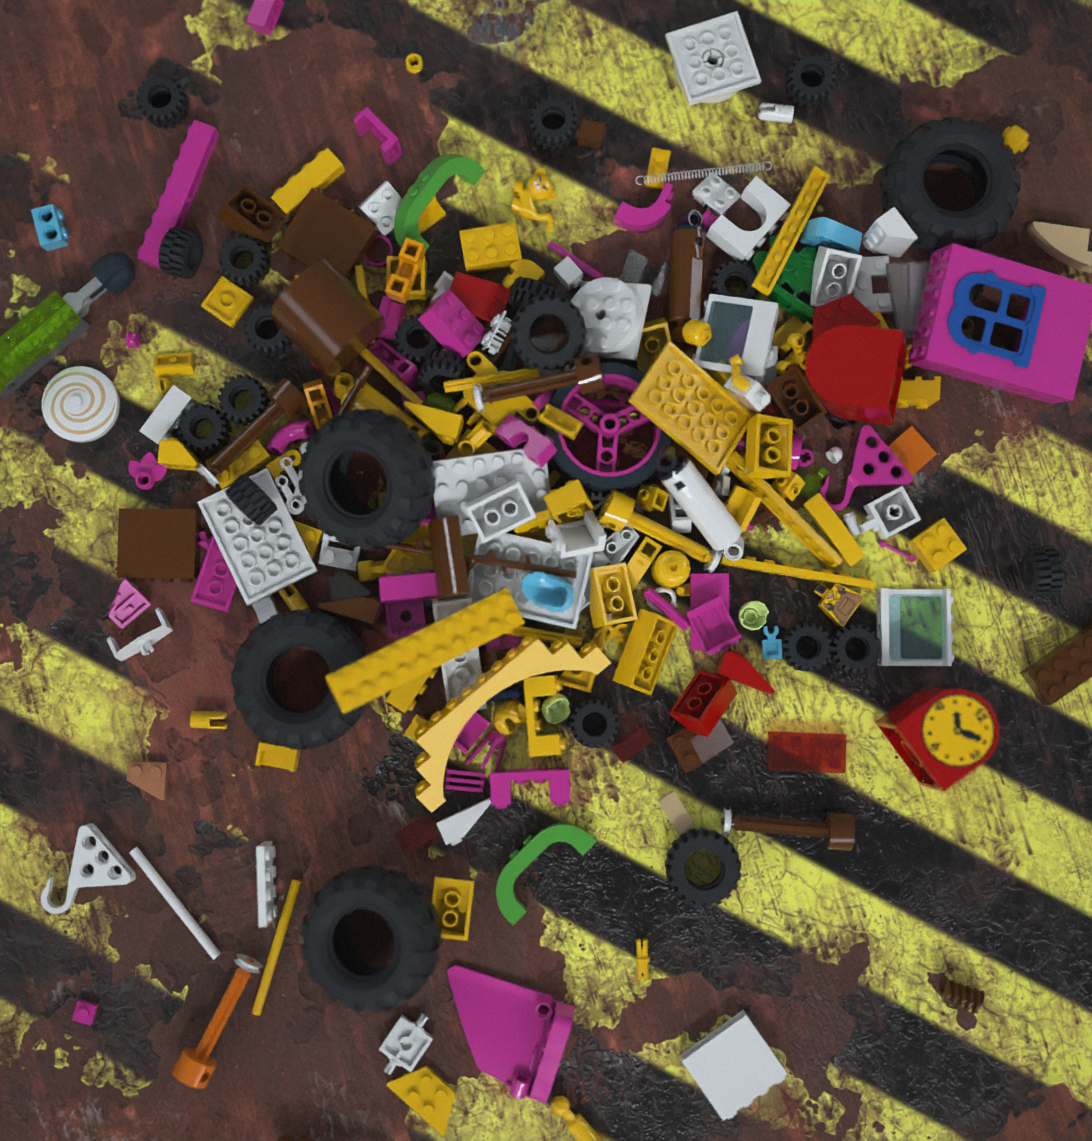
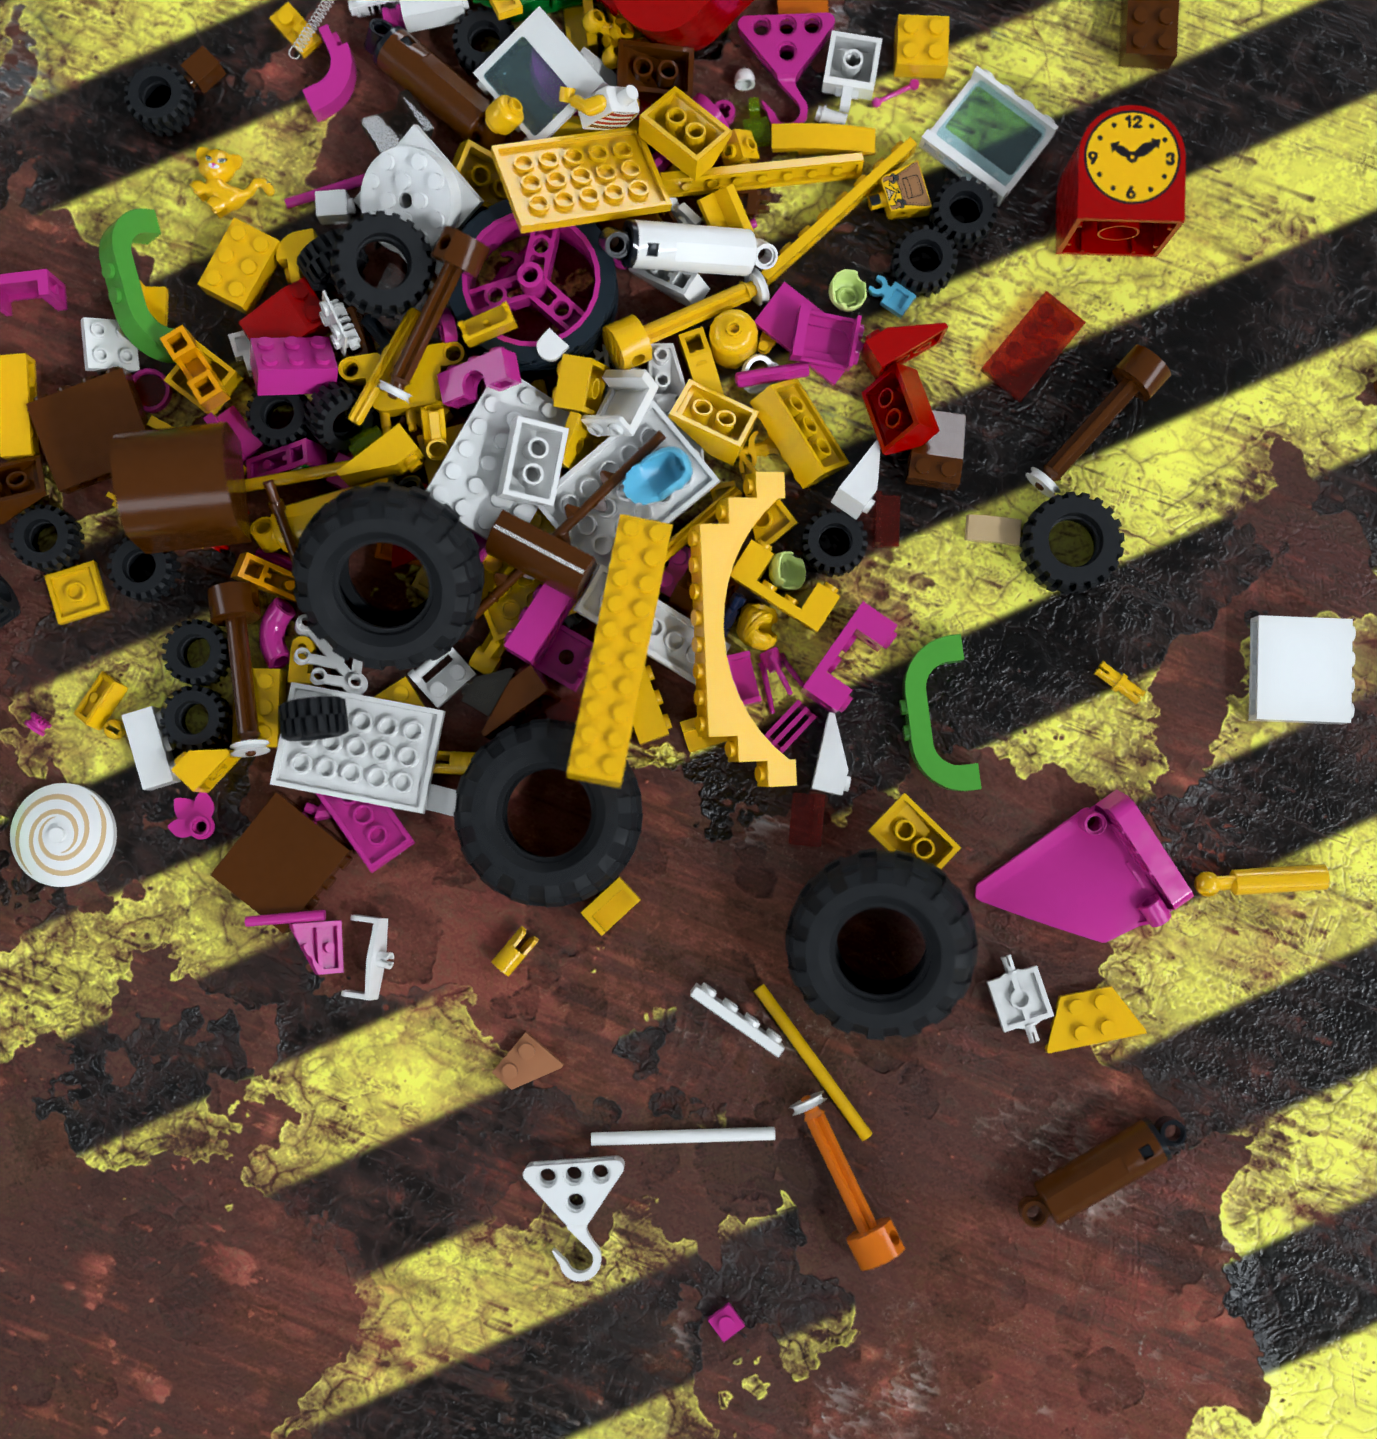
camera: 50 degrees left, 0 degrees up
(126, 572) = (284, 918): none -> dark pink bar
(576, 468) = (551, 346): none -> white tile
(639, 714) = (860, 486): none -> white slope
(652, 497) = (642, 300): yellow brick -> none

